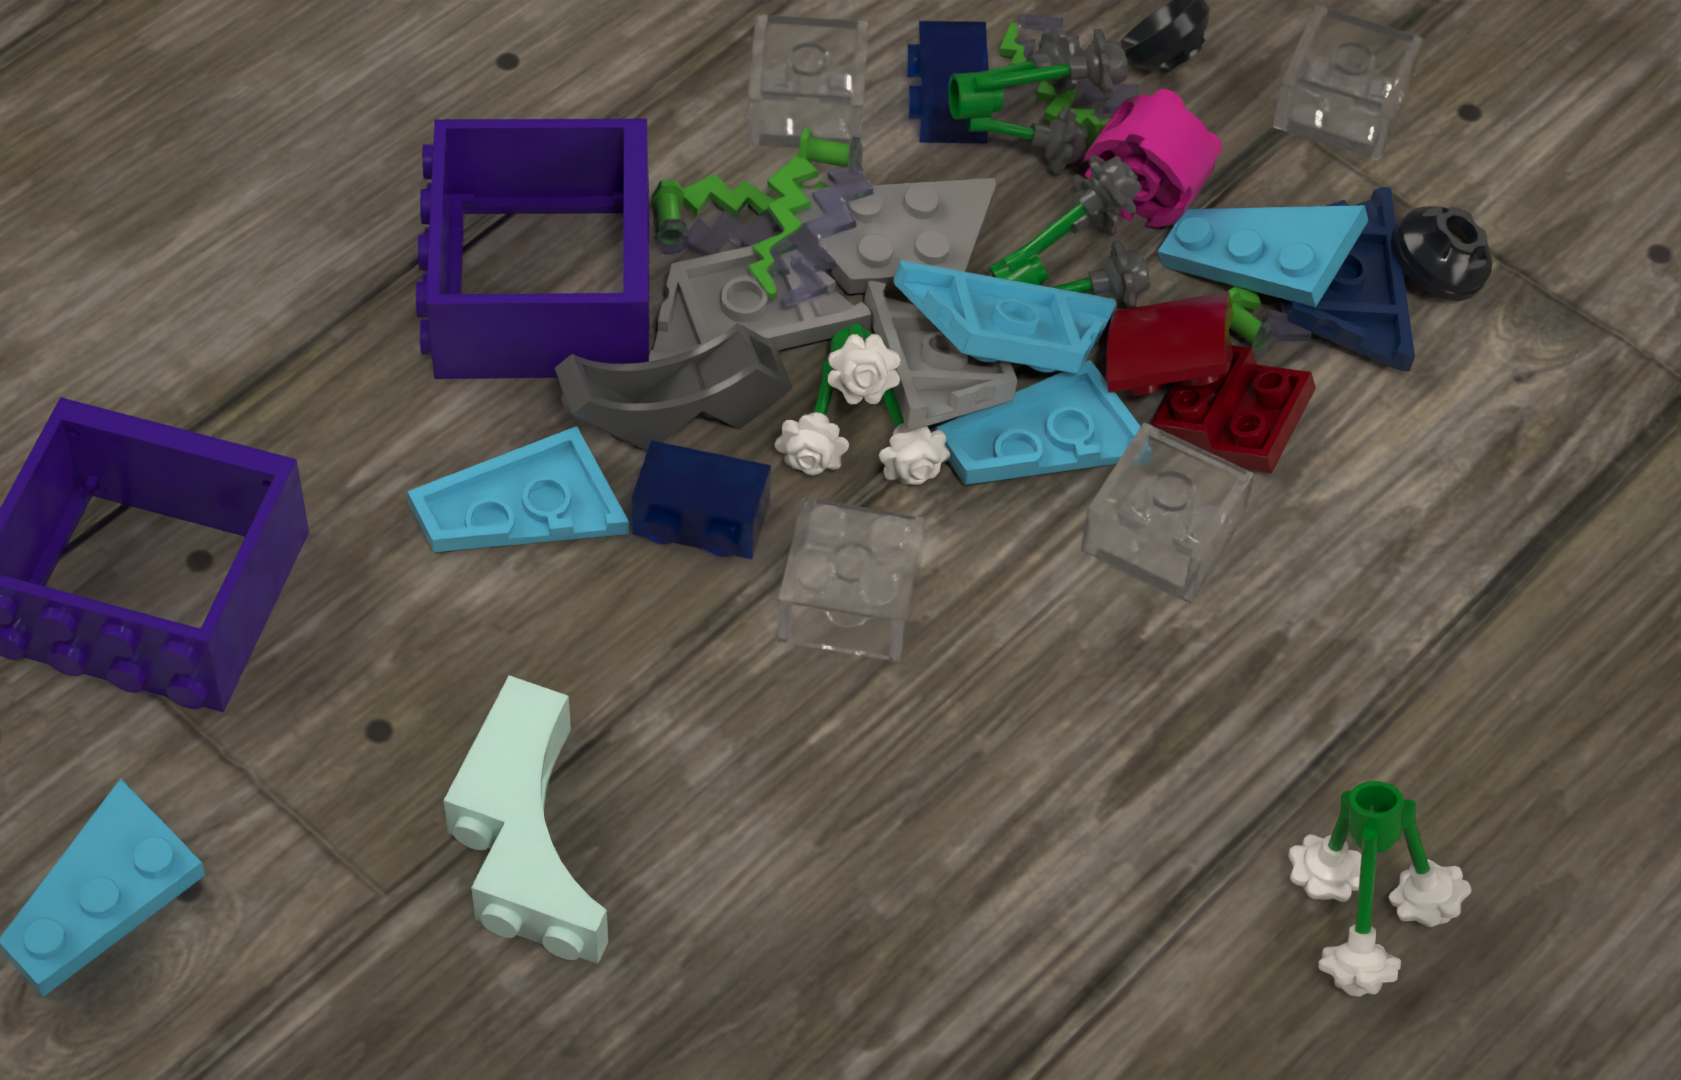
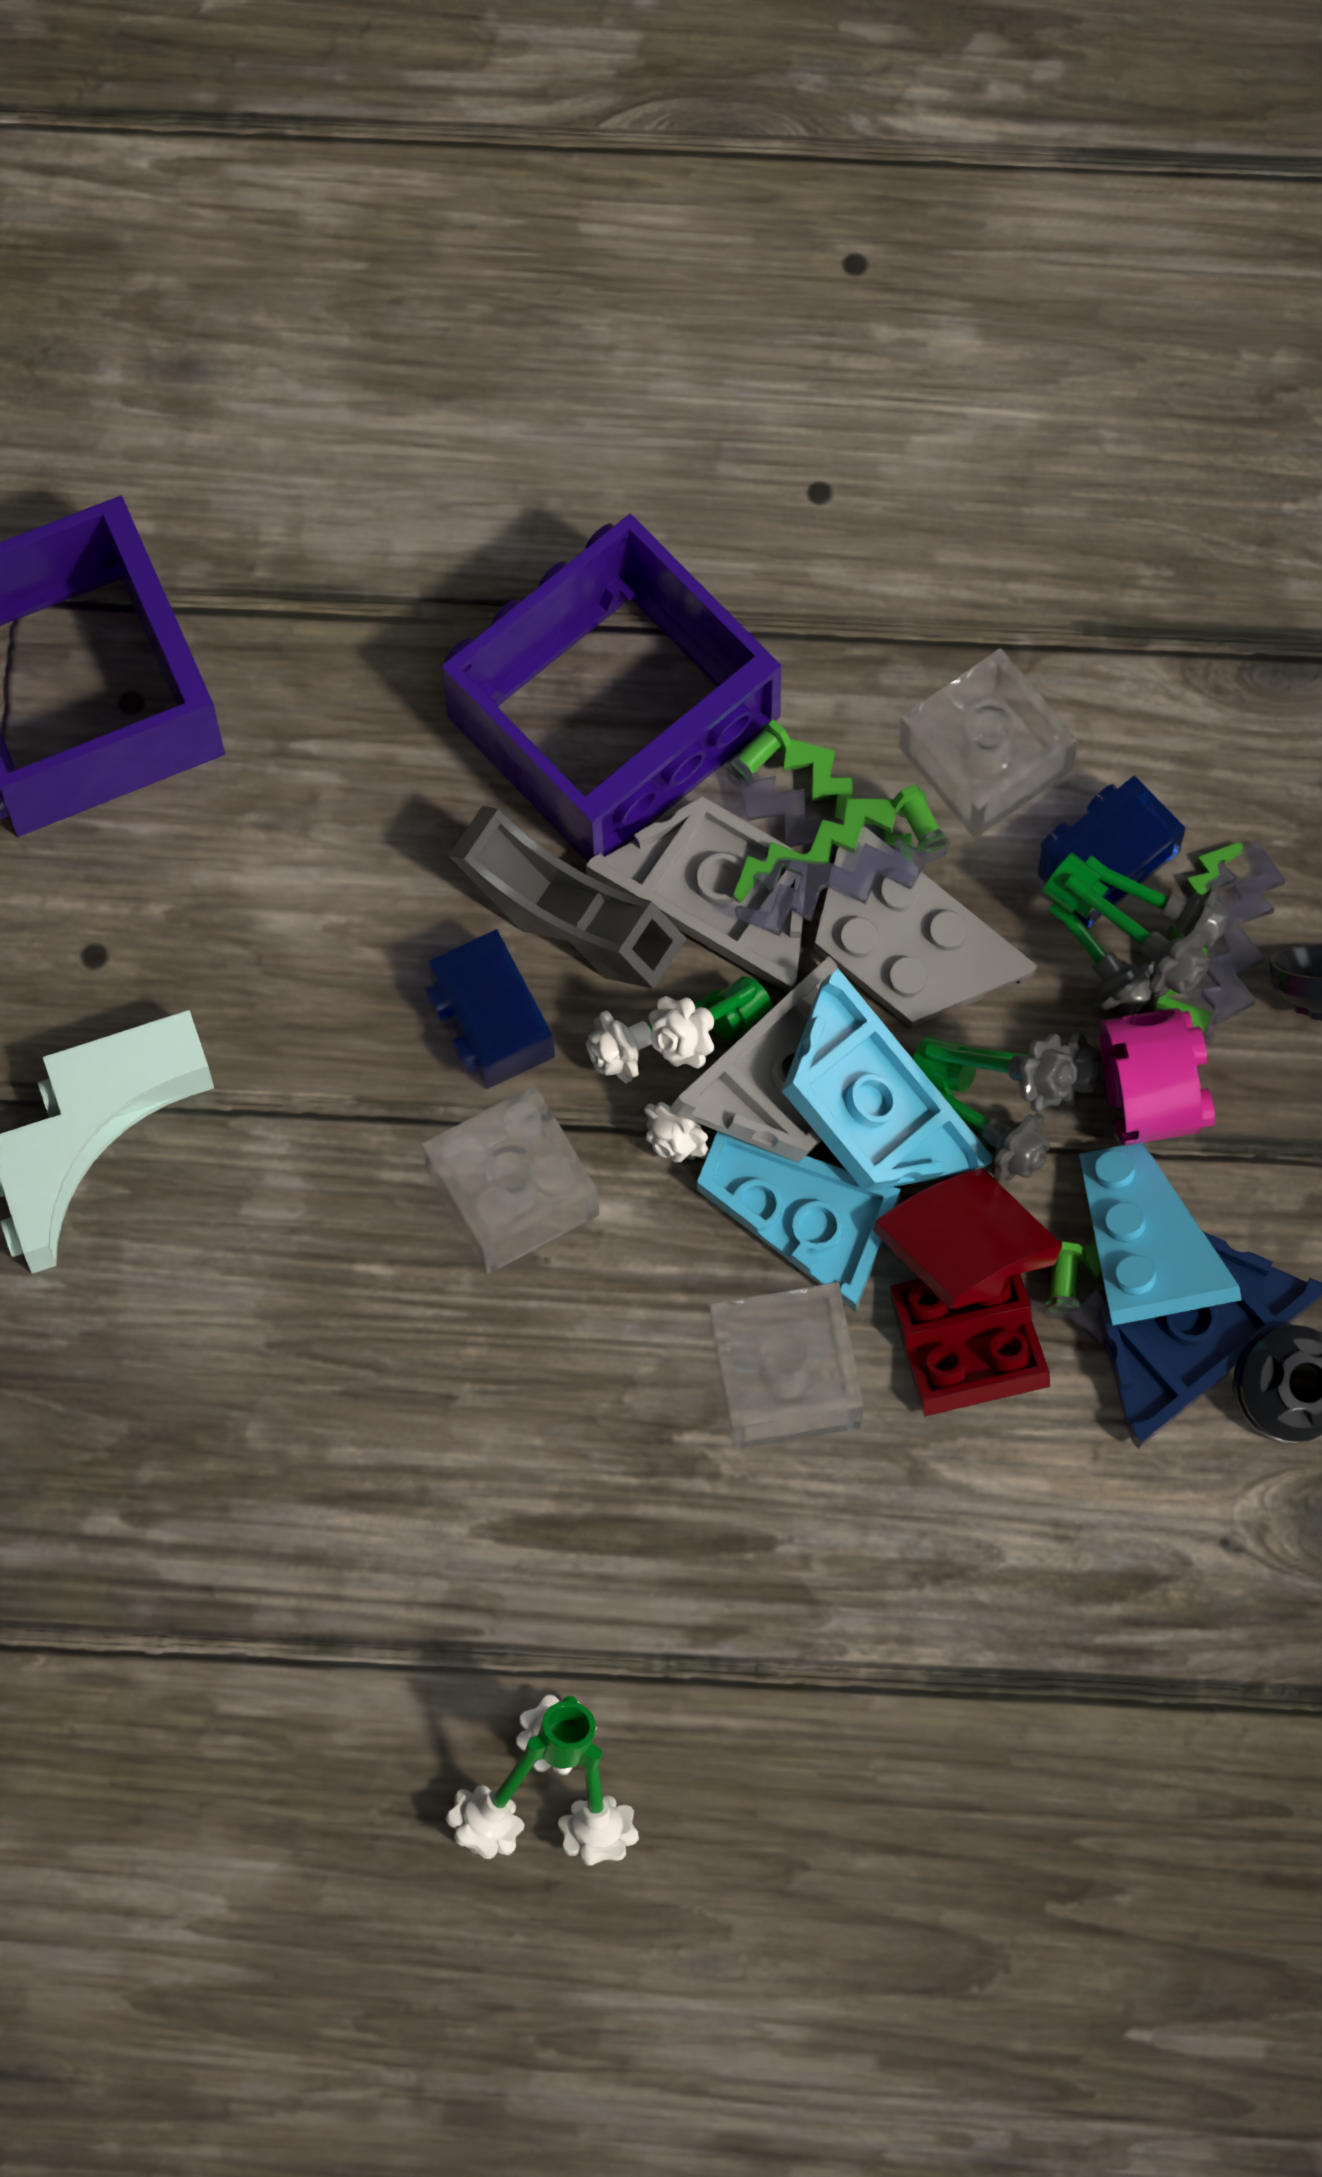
camera: 55 degrees right, 15 degrees up
(521, 498) = (380, 877): medium azure wing -> none

